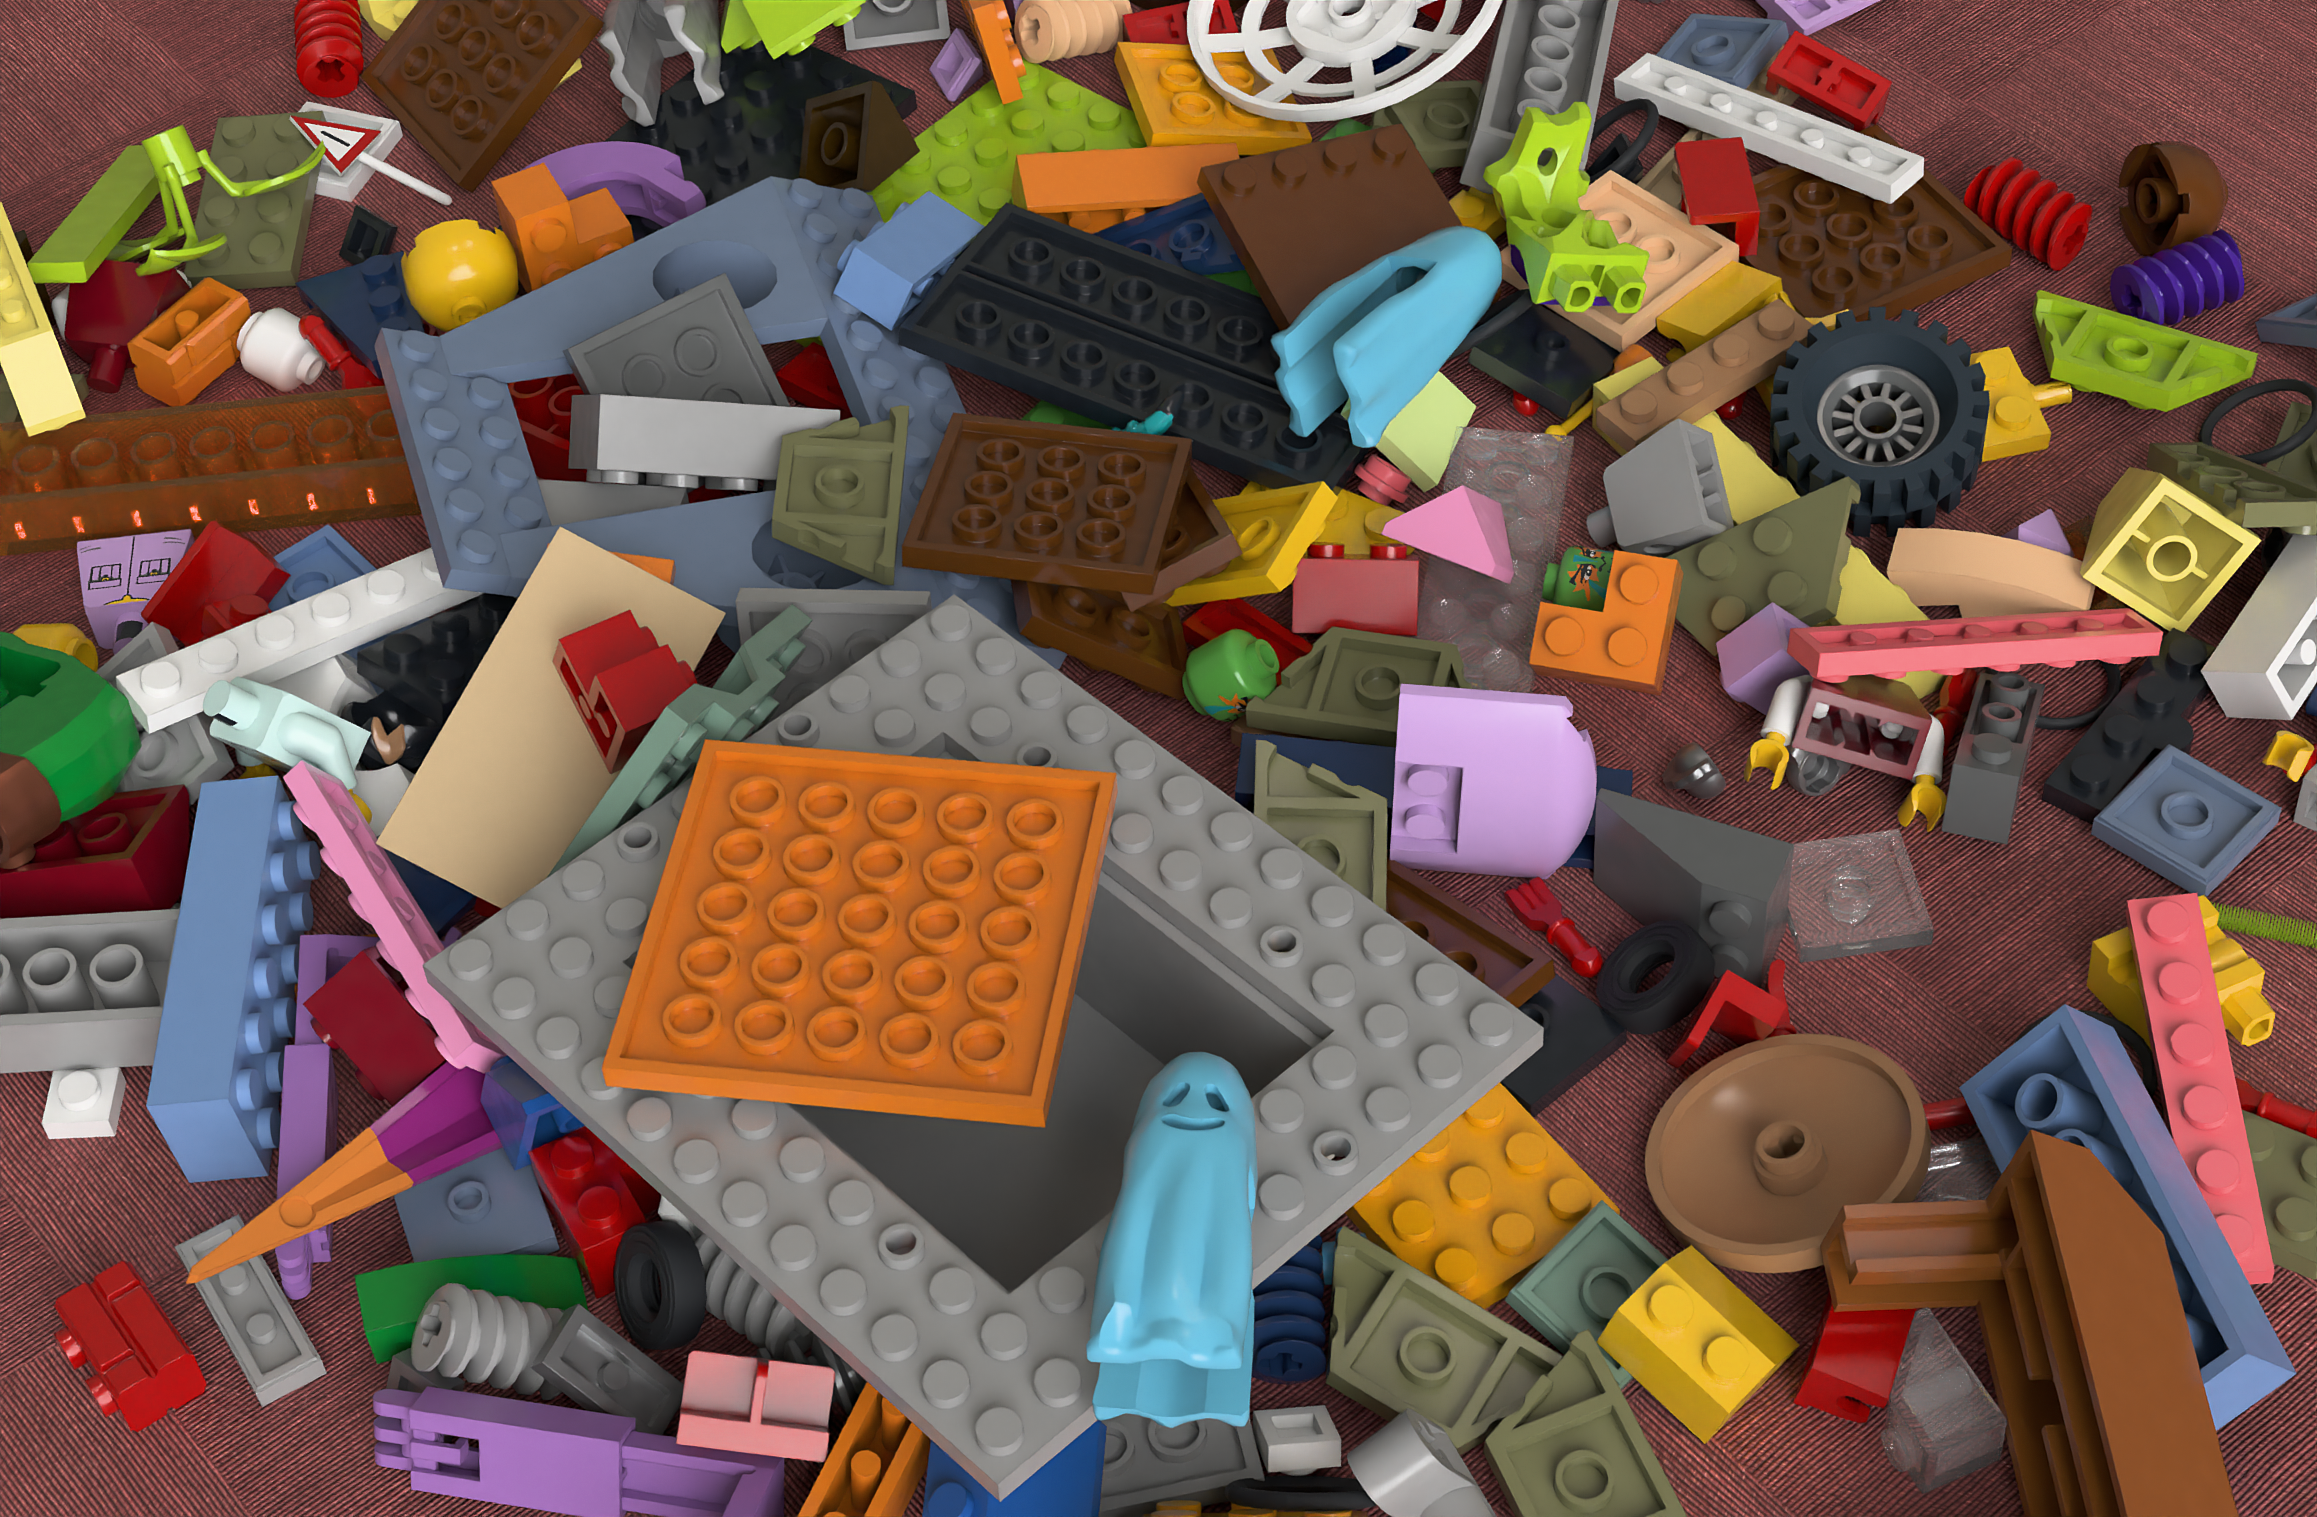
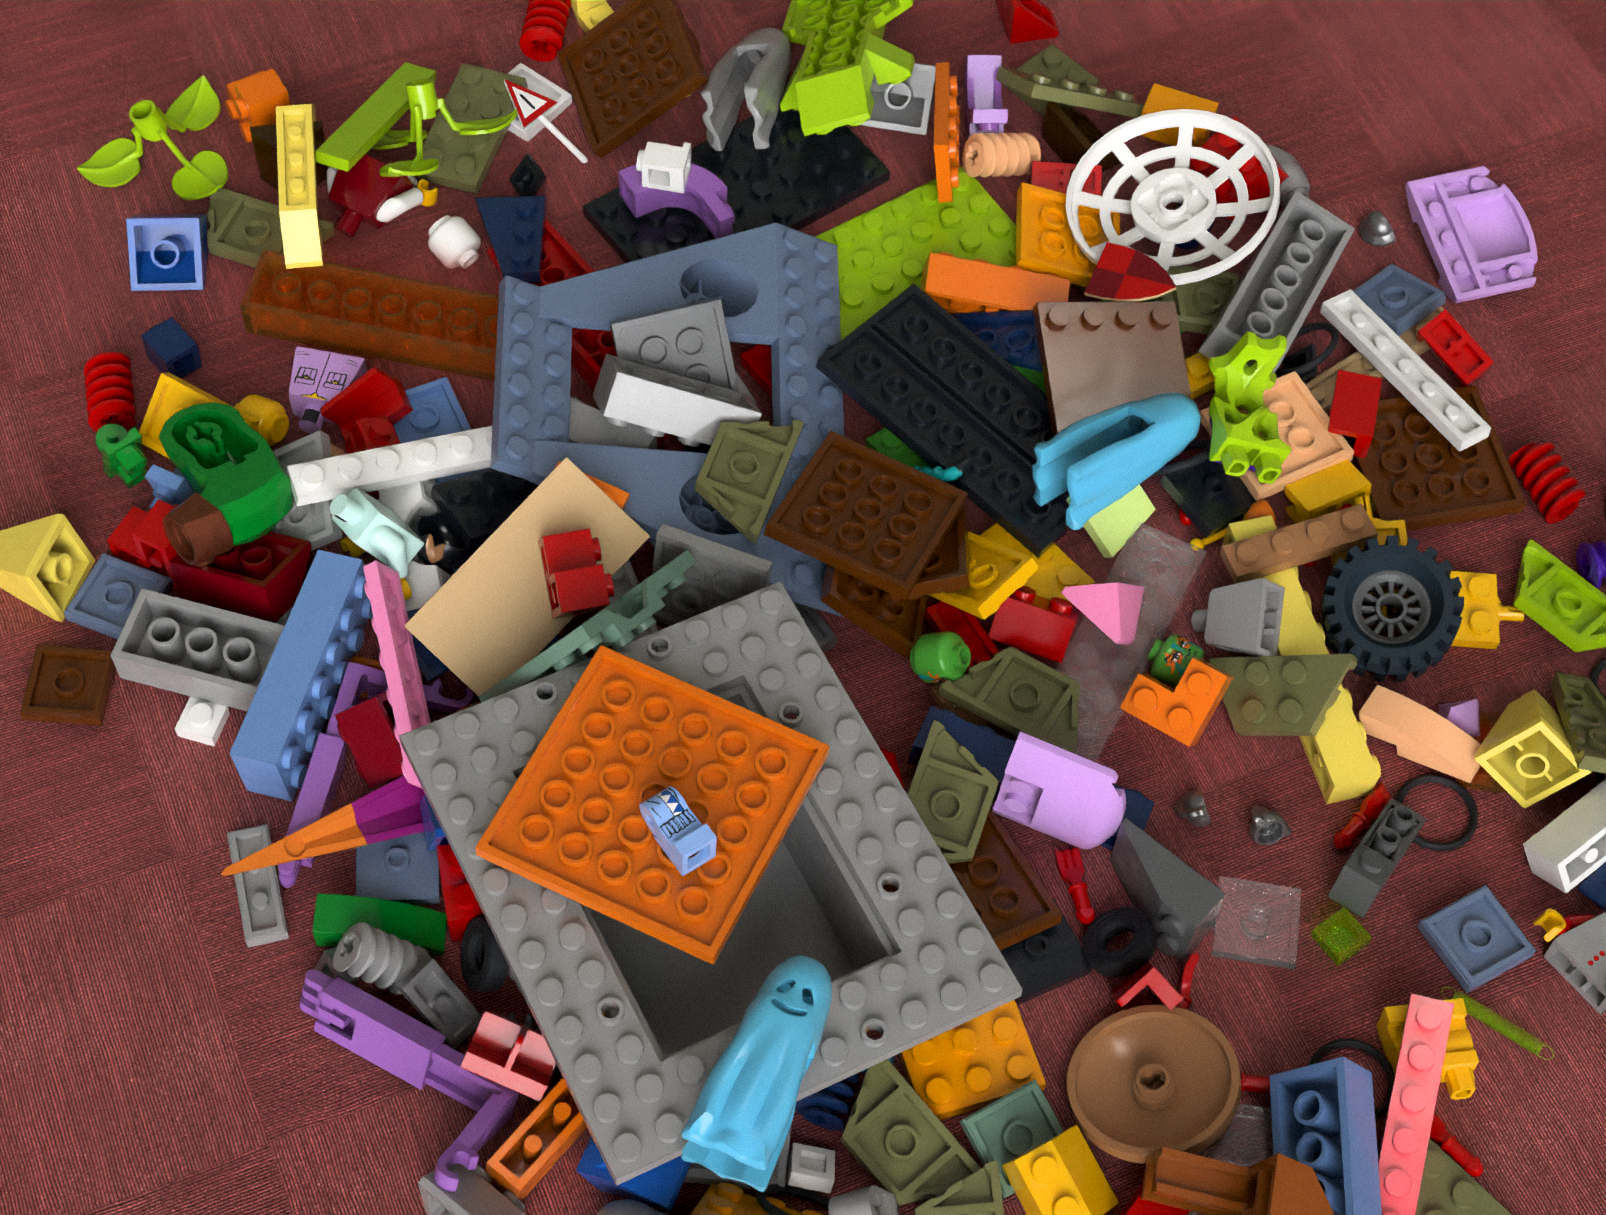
camera: 10 degrees right, 10 degrees up
(129, 1346) = (183, 890): red brick -> none
(190, 343) = (401, 223): orange brick -> none
(352, 374) = (491, 276): red piece -> none
(459, 273) = (570, 234): yellow cylinder -> none
(554, 233) = (640, 224): orange brick -> none
(577, 147) = (665, 166): none -> white brick
(854, 138) = (835, 207): dark brown slope -> none
(904, 258) = (839, 307): medium blue brick -> none
(923, 944) = (678, 830): none -> light blue leg
(957, 66) = (920, 160): lavender slope -> none
(1321, 108) = (1128, 276): none -> shield
(1382, 481) = (1079, 546): coral plate -> none
(1757, 658) = (1266, 750): lavender brick -> none
(1861, 723) = (1303, 813): torso -> none
(1961, 643) = (1390, 784): coral plate -> none
(1984, 876) = (1341, 936): none -> clear neon green plate
(2133, 728) = (1471, 864): black hinge -> none

